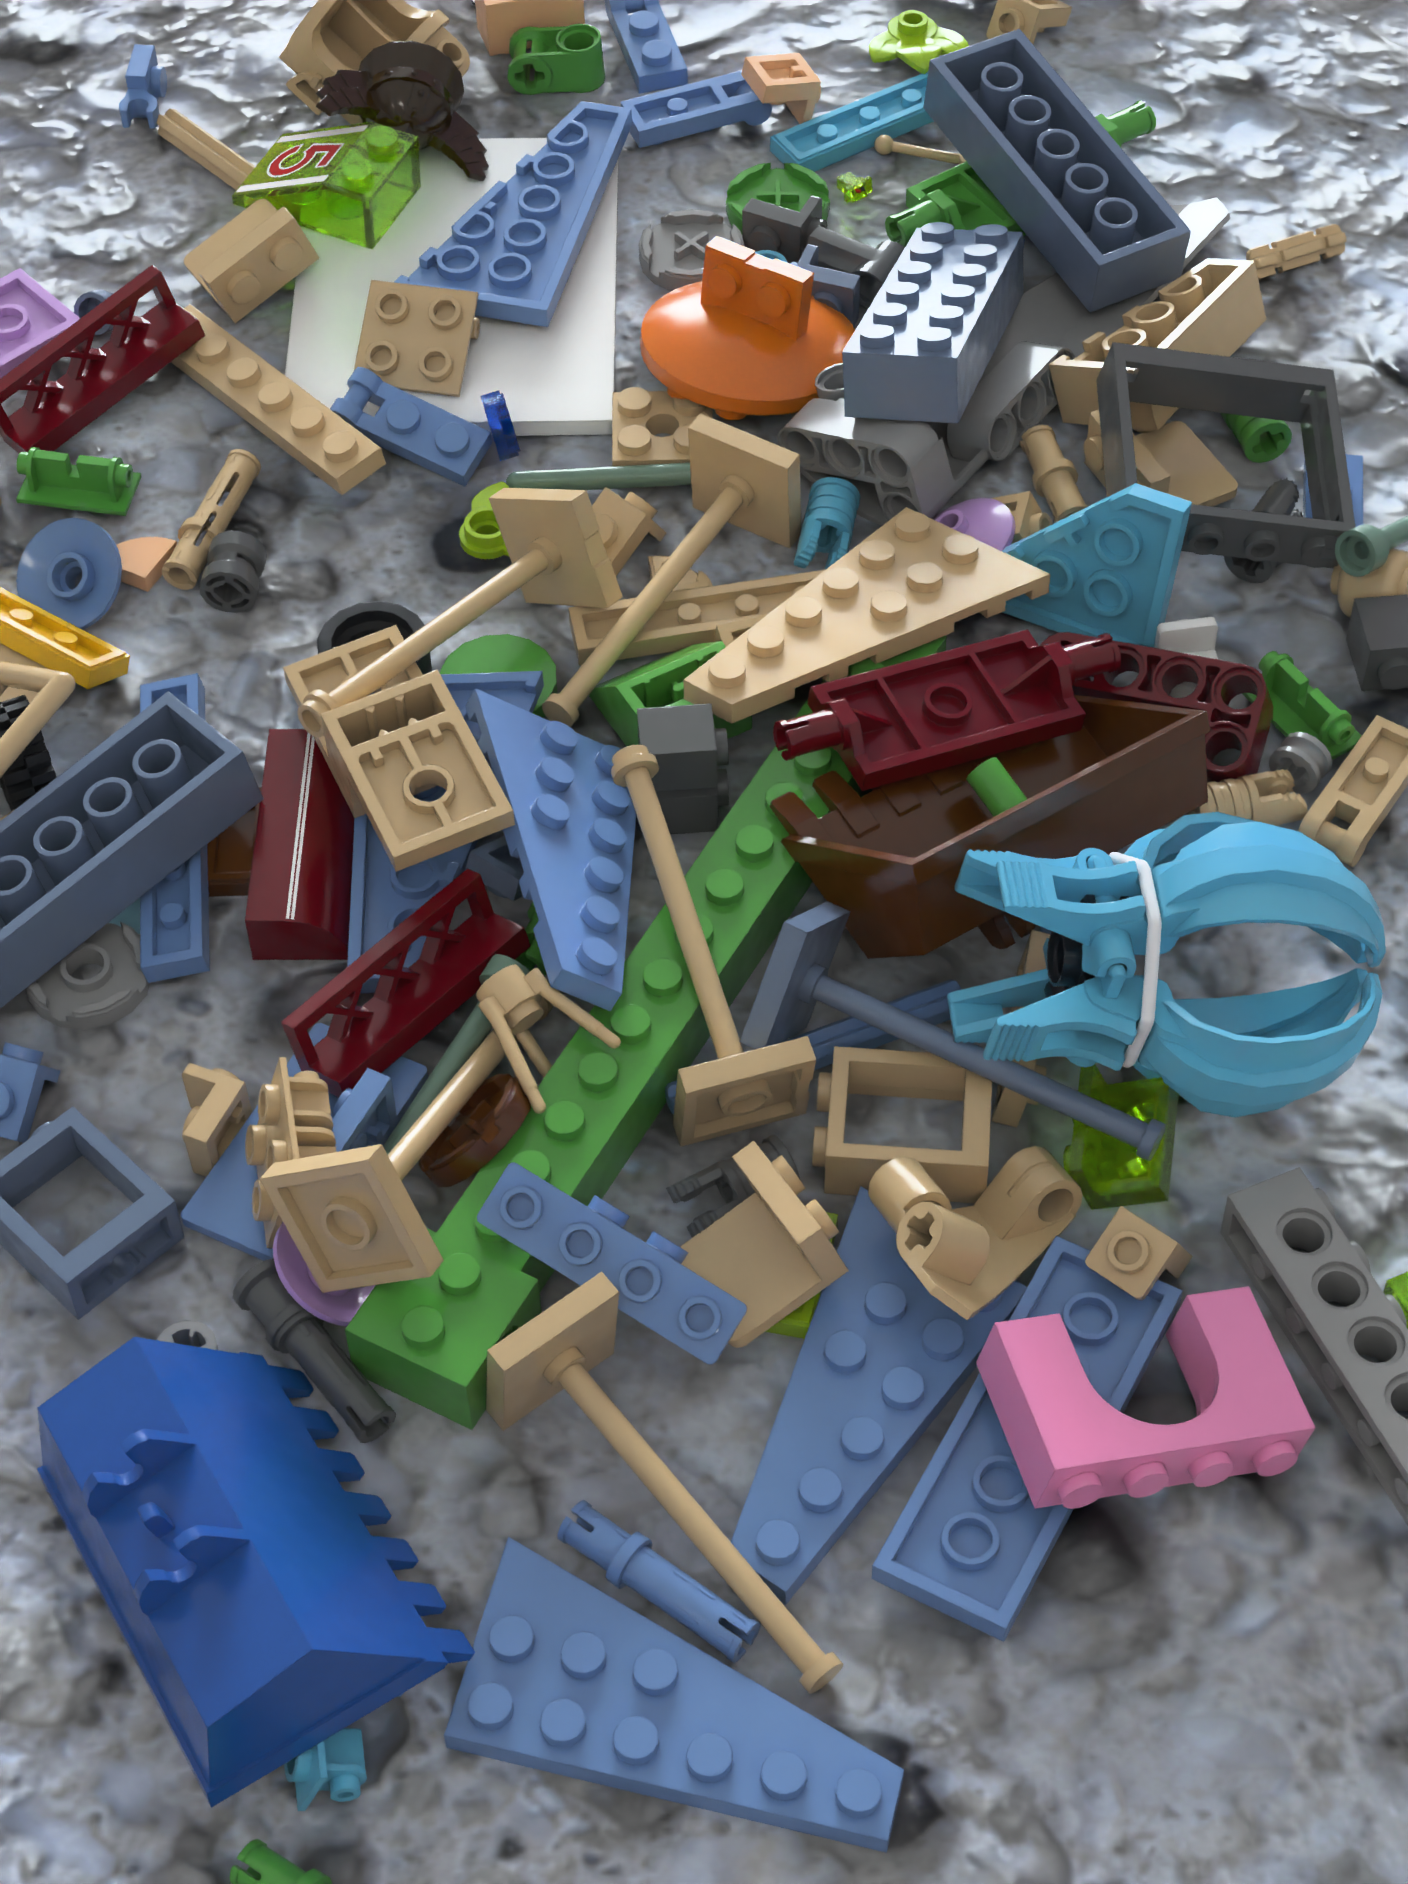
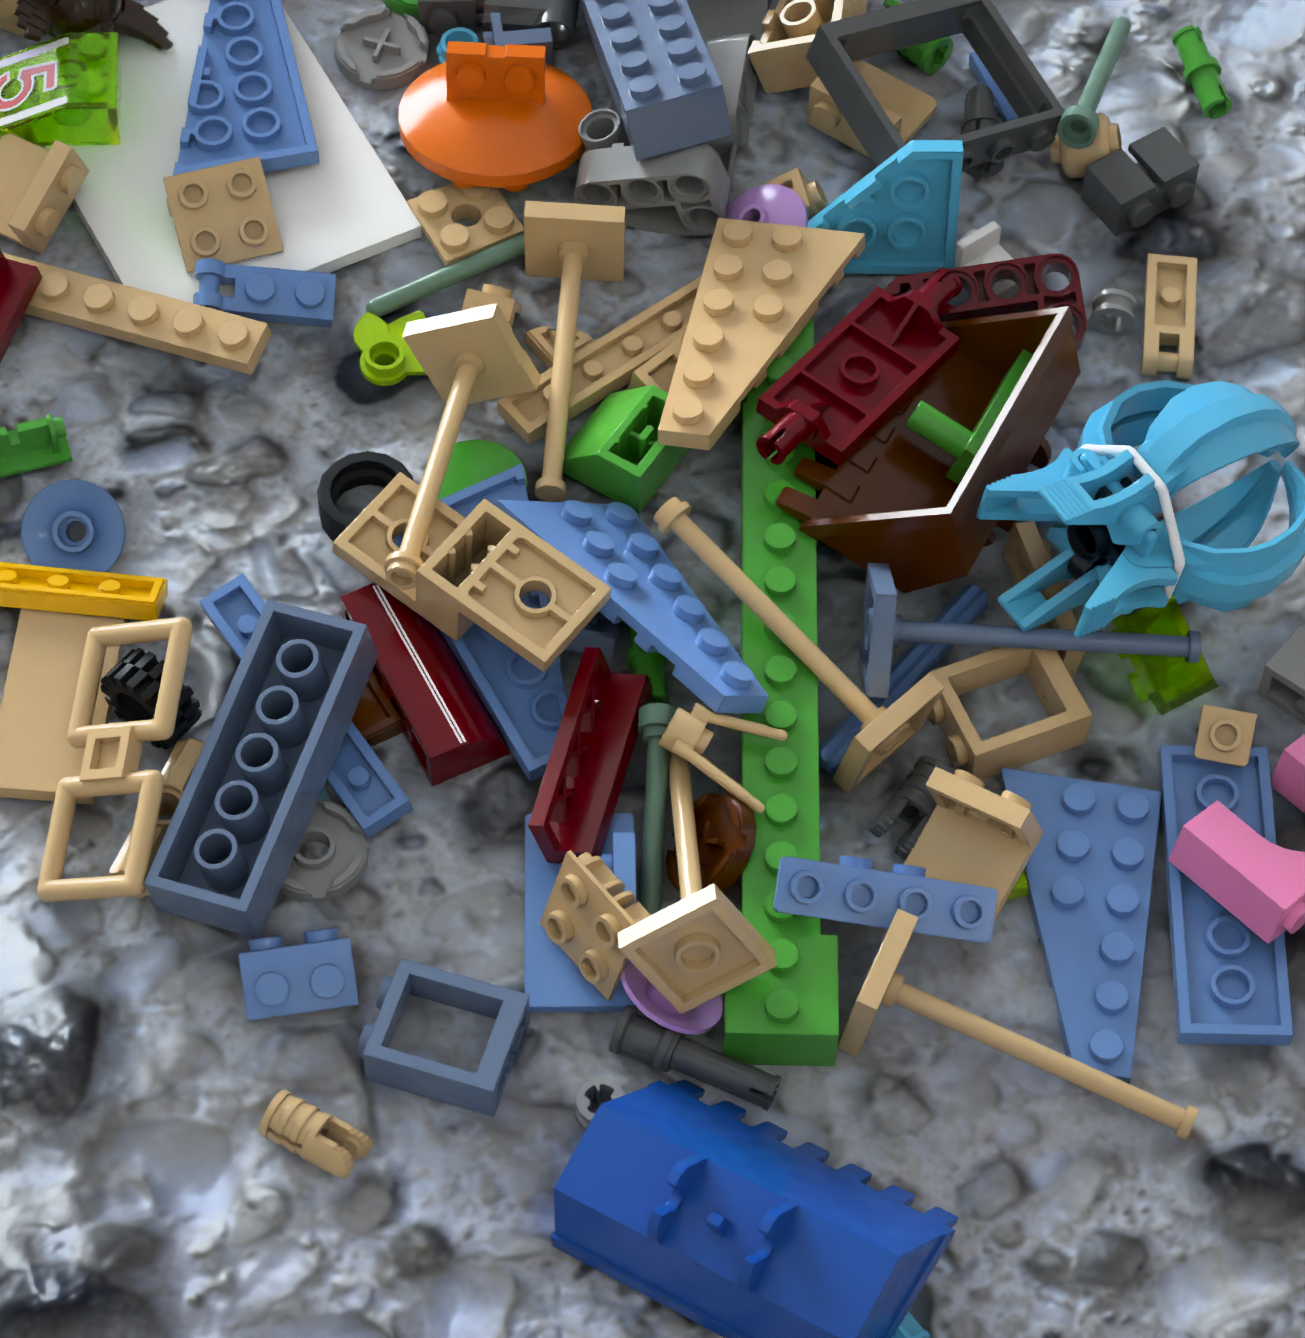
camera: 30 degrees left, 5 degrees up
(144, 559) = (123, 488): light nougat tile -> none
(189, 560) = (153, 451): tan pin -> none
(217, 1114) = (501, 909): tan bracket -> none
(233, 571) = (206, 483): dark grey wheel -> none
(500, 425) = (334, 260): clear blue tile -> none
(622, 1703) = (1074, 1205): medium blue wing -> none
(635, 1564) = (1040, 1110): medium blue pin -> none
(688, 759) = (690, 479): dark grey piece -> none
(828, 521) = (651, 254): medium azure hinge -> none
(979, 1249) = (1115, 764): tan panel -> none
(1053, 474) = (796, 145): tan pin -> none
(1256, 797) = (1097, 363): tan hinge -> none
(1302, 708) = (1095, 270): bright green hinge -> none

